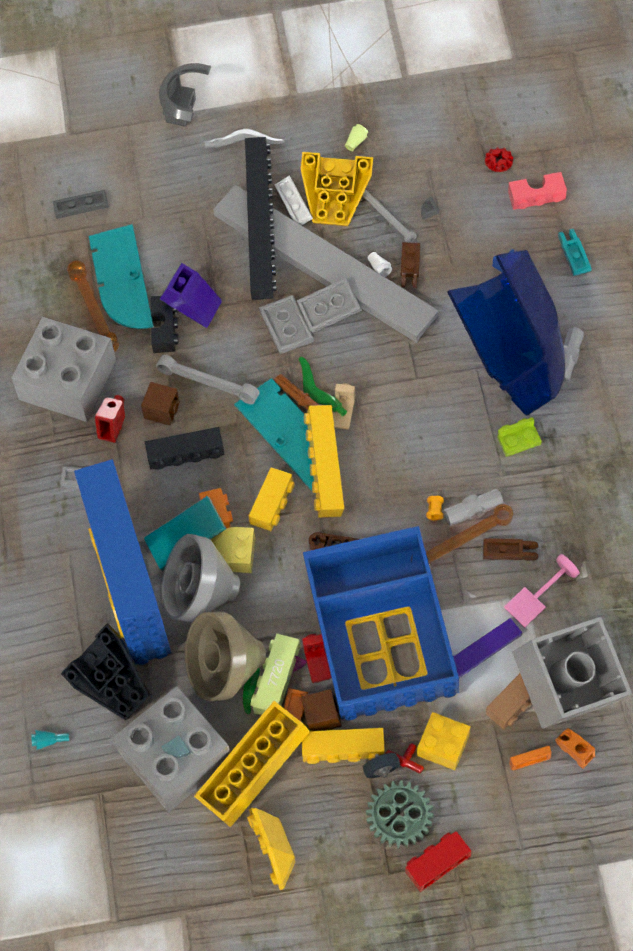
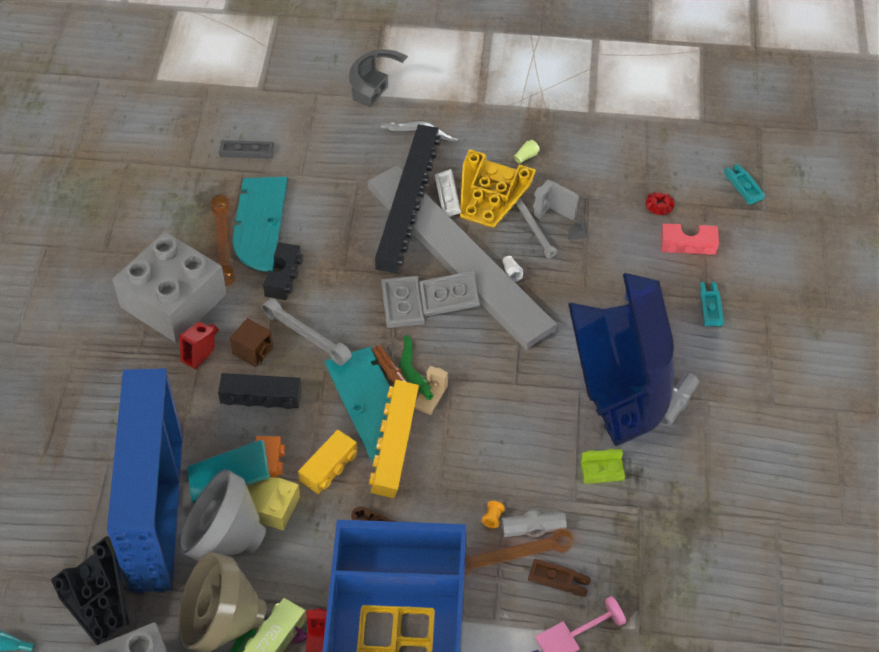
camera: 10 degrees right, 10 degrees down
(191, 295) = (317, 250): dark purple slope -> none
(402, 182) = (557, 198): none -> light grey bracket
(410, 262) = (543, 275): reddish brown hinge -> none
(573, 119) = (744, 184): none -> teal hinge

